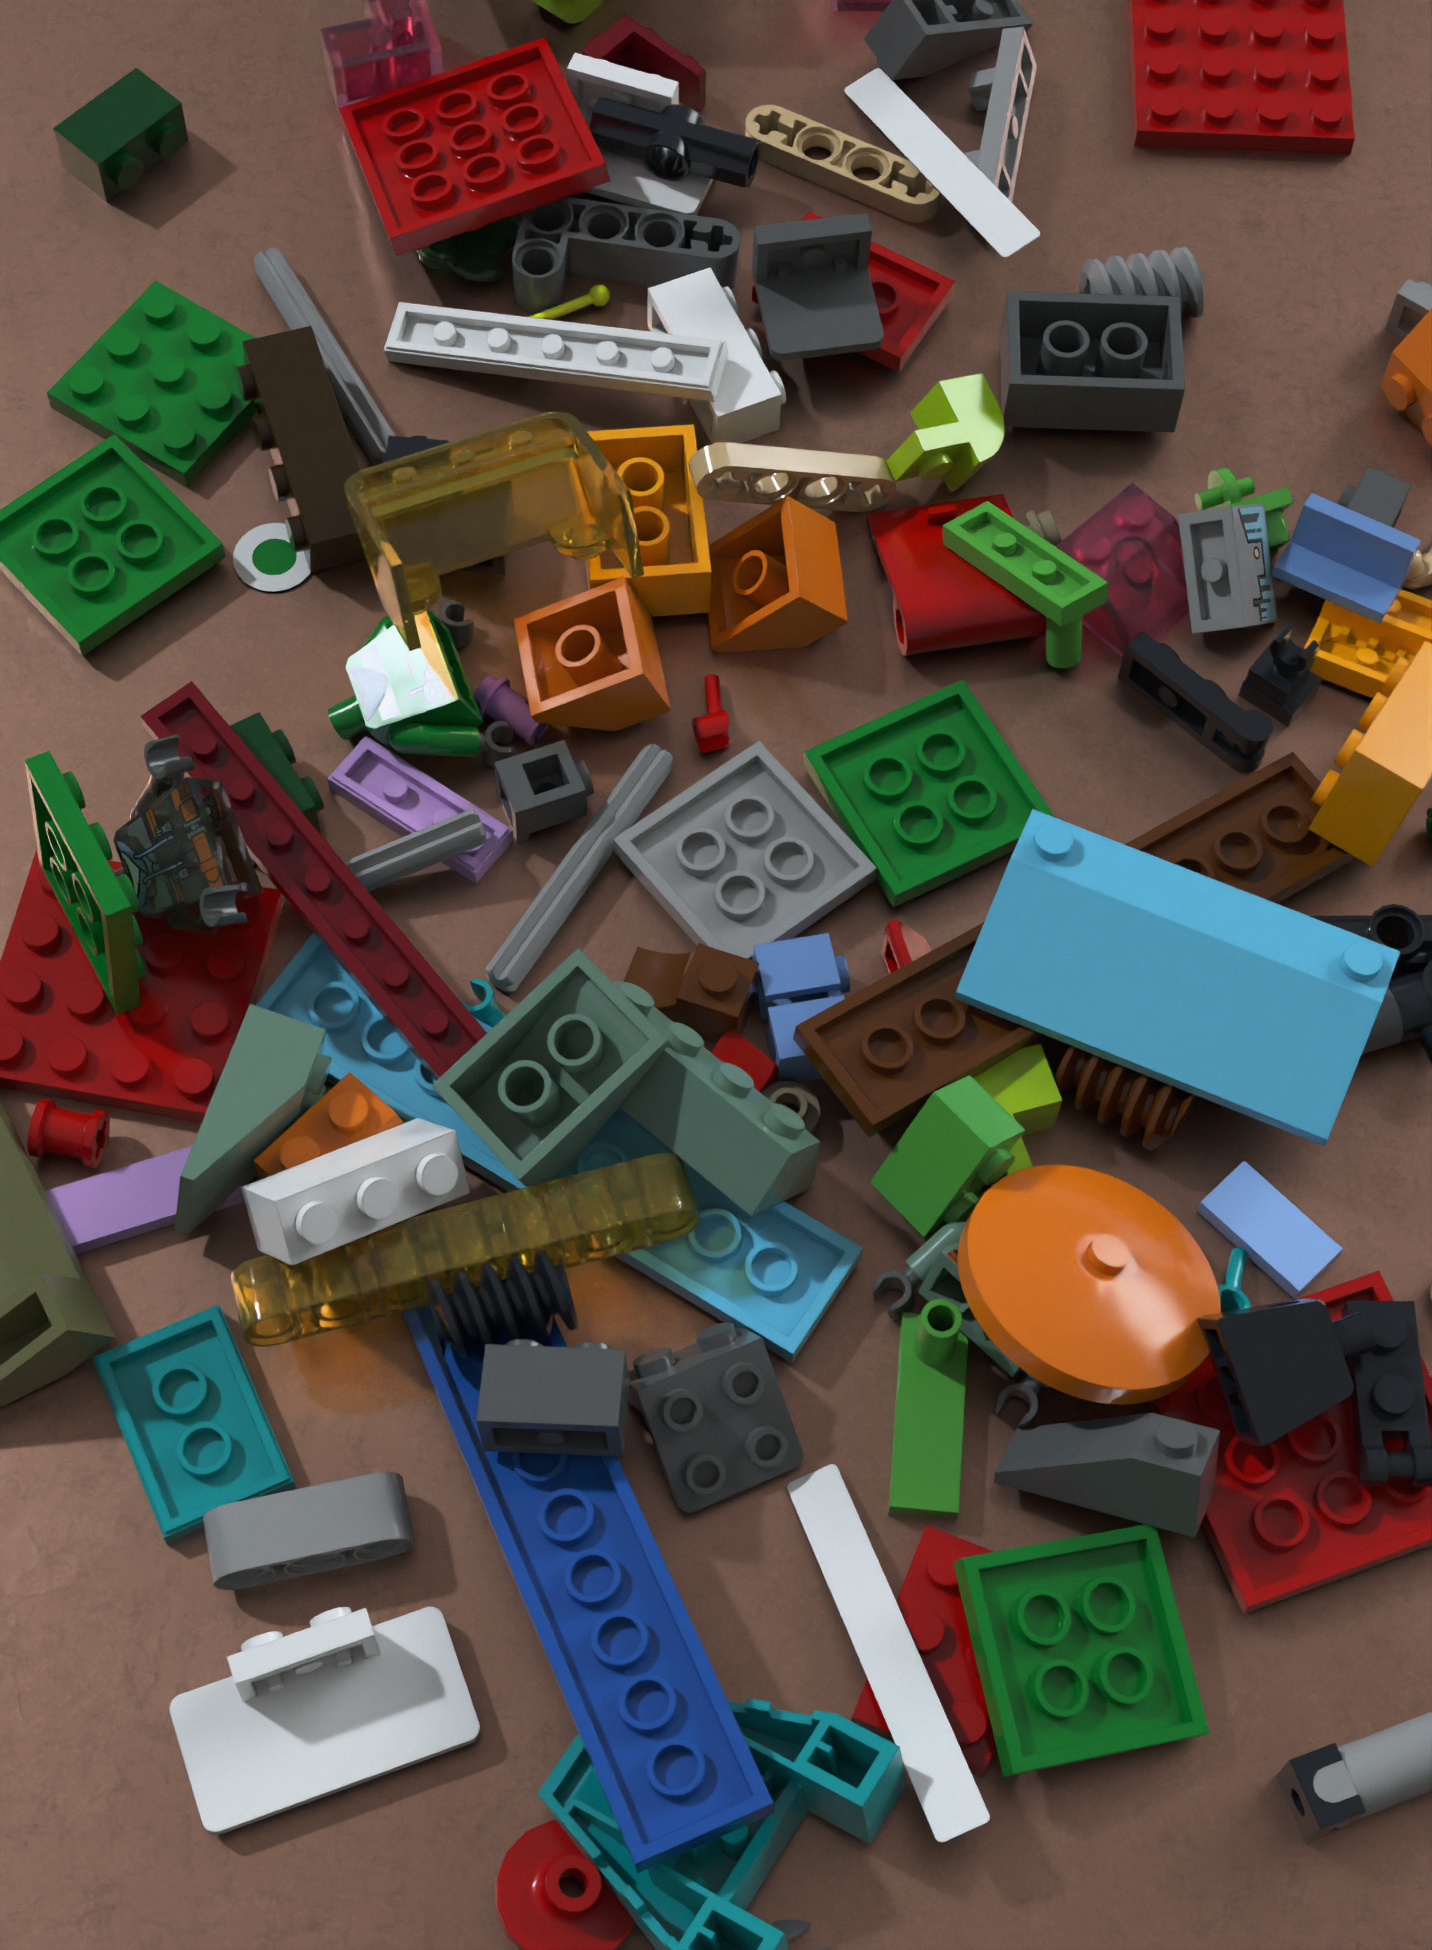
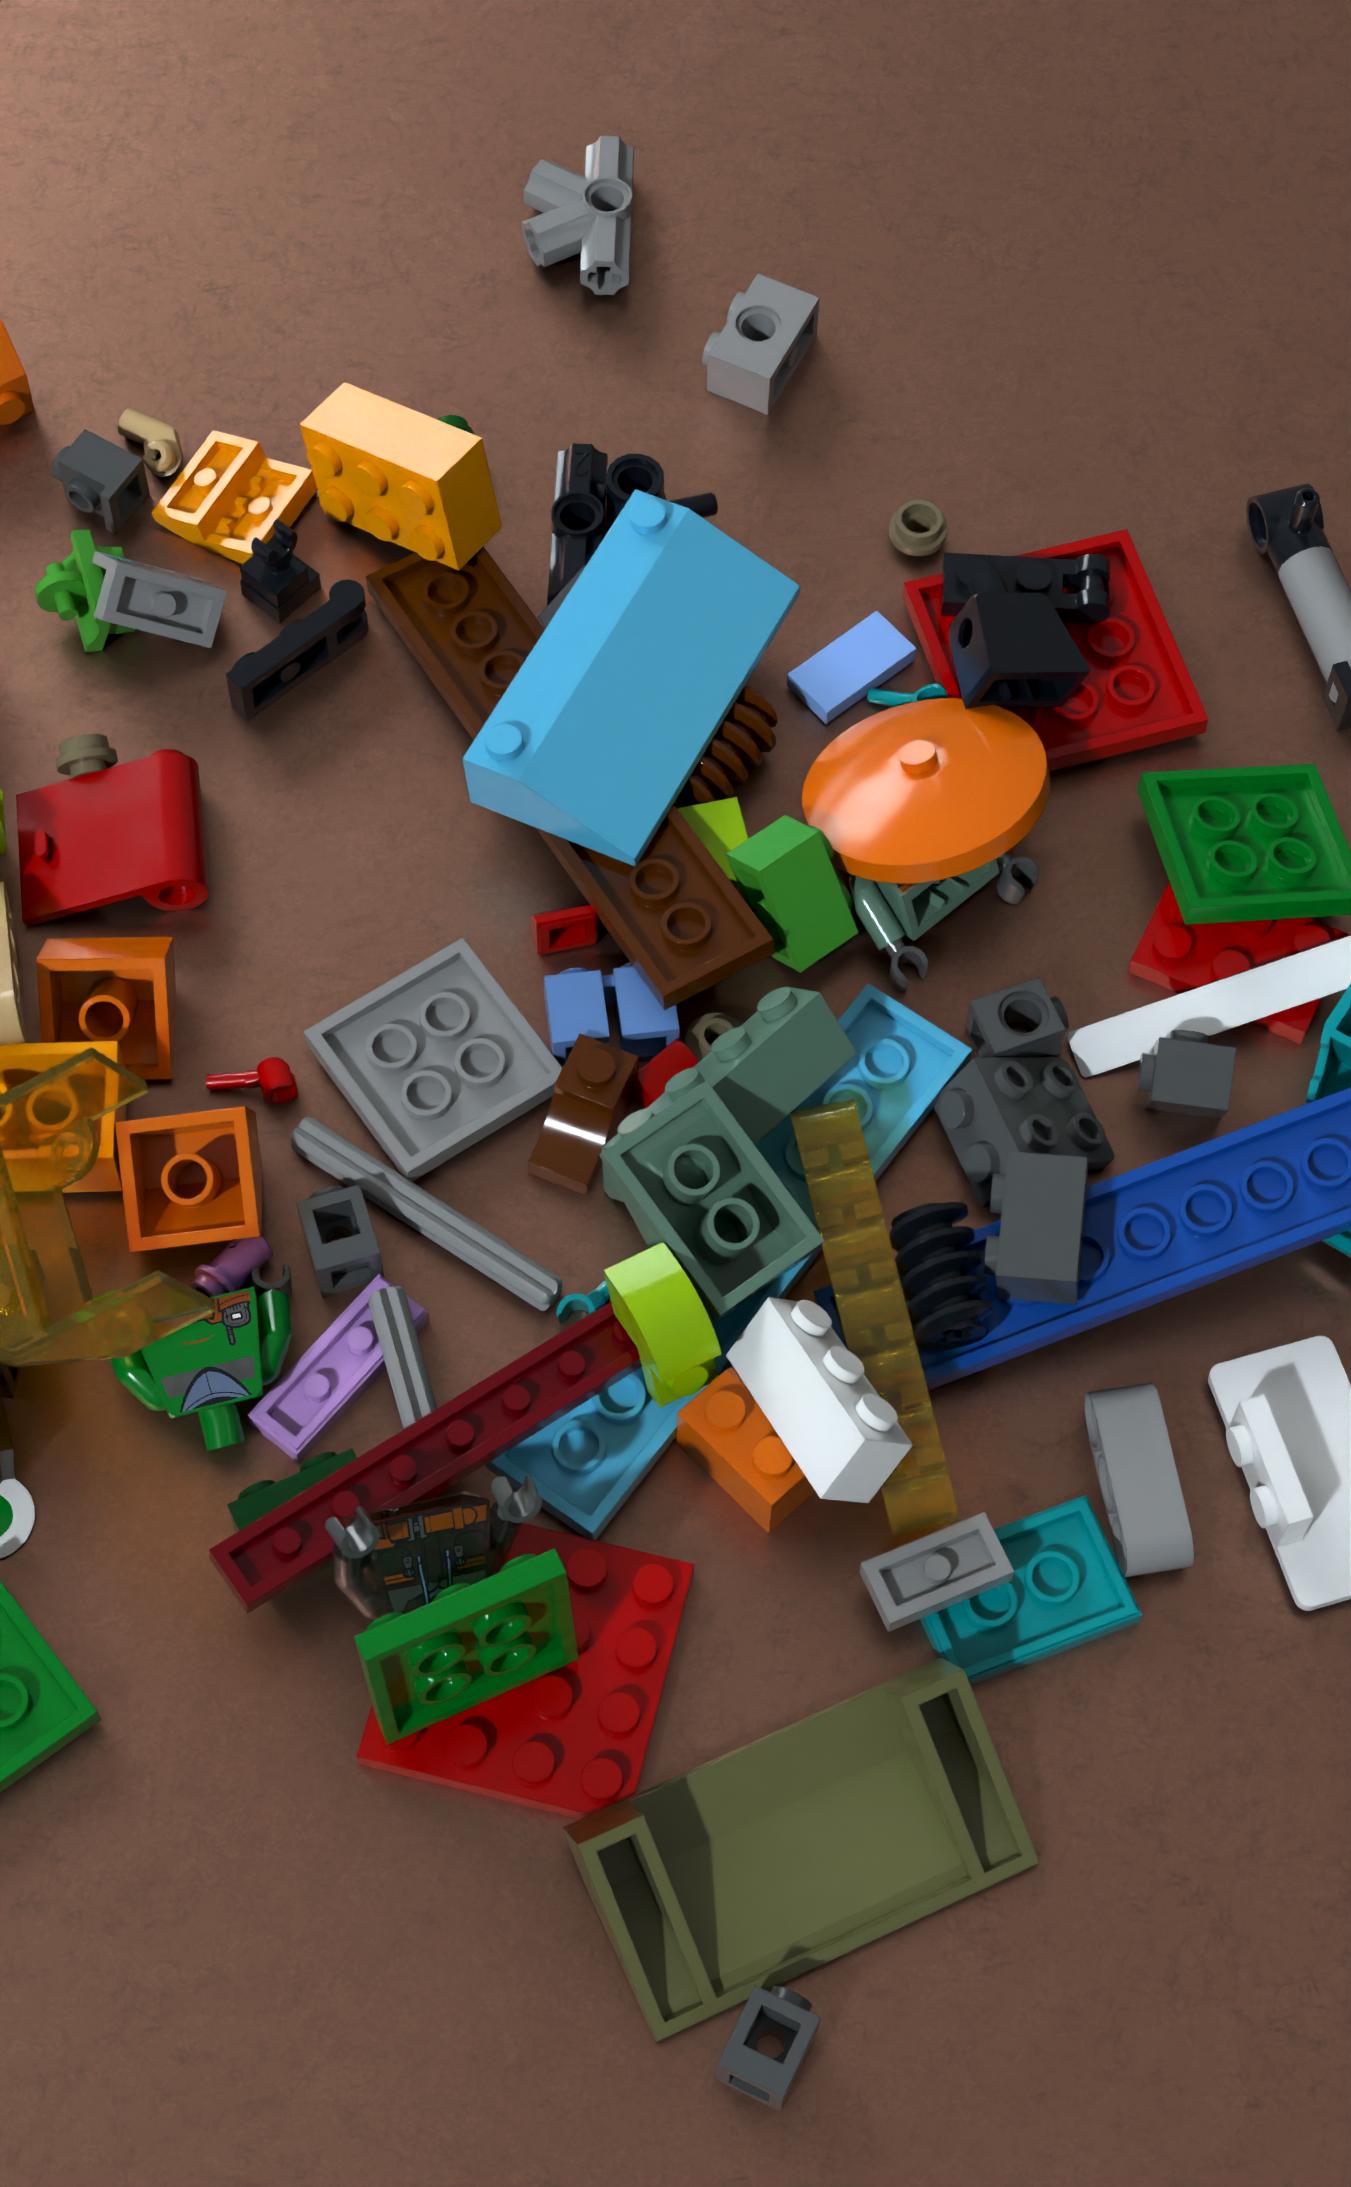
camera: 85 degrees left, 0 degrees up
(68, 1133) = (707, 1711): red bush -> none
(123, 1201) = (772, 1635): lavender tile -> none
(196, 1325) = (936, 1571): none -> light grey plate
(264, 1089) = (716, 1508): sand green slope -> none
(424, 1038) = (664, 1322): none -> lime brick
(776, 1579) = (1187, 1075): none -> dark grey brick
(831, 1374) = (1023, 1004): none -> dark grey brick
(926, 791) = (373, 889): green plate -> none
(929, 1413) = (1019, 950): bright green piece -> none
(1032, 572) = (142, 760): bright green piece -> none
(1122, 1466) = (1092, 794): dark grey slope -> none
(1141, 557) = (137, 690): clear pink slope -> none
(1347, 558) = (157, 499): medium blue panel -> none

